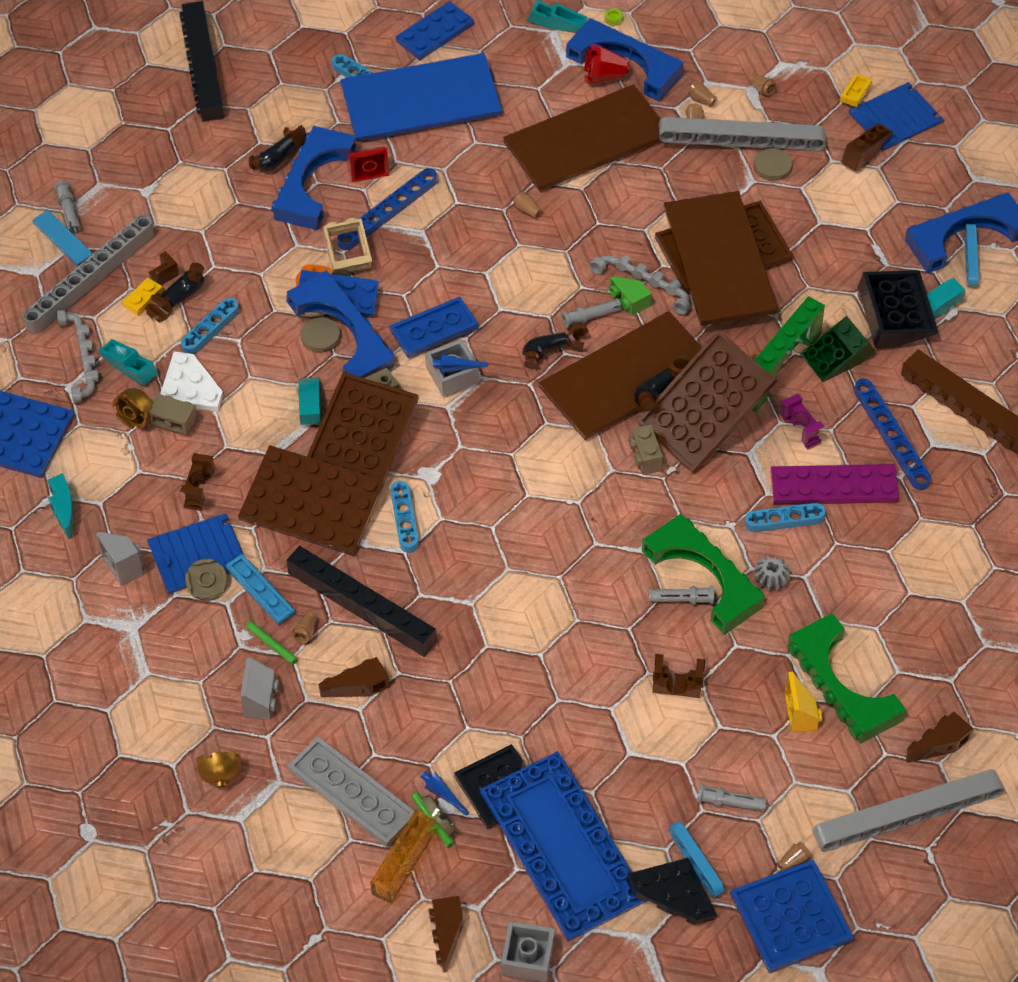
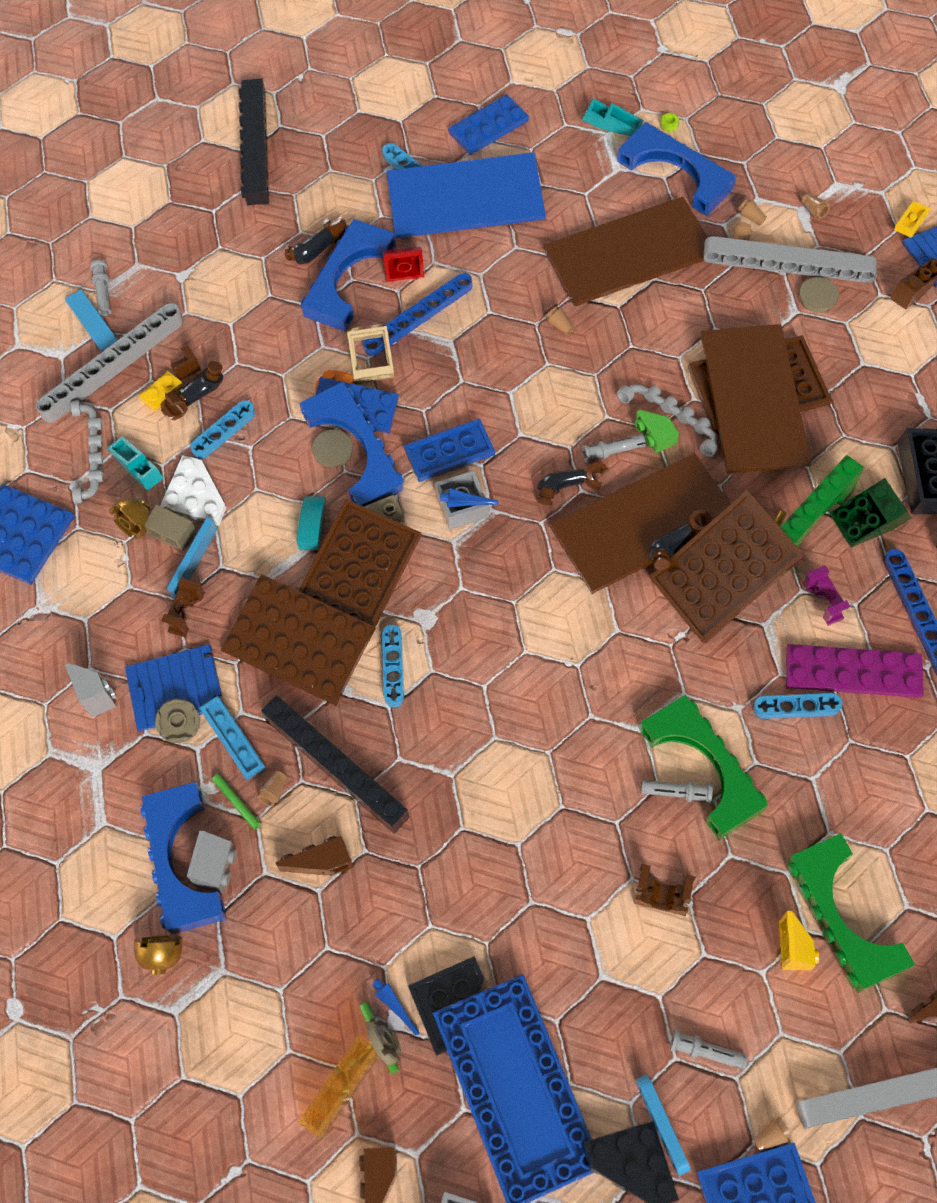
camera: 10 degrees right, 10 degrees up
(62, 504) = (44, 619): teal slope -> none
(198, 438) = (193, 555): none -> dark azure tile
(236, 730) = (164, 816): none -> blue arch
(351, 791) = (297, 995): light grey plate -> none
(604, 65) = (654, 173): red cone -> none
(646, 449) = (655, 612): dark tan brick -> none
(771, 573) = (782, 767): light grey gear -> none

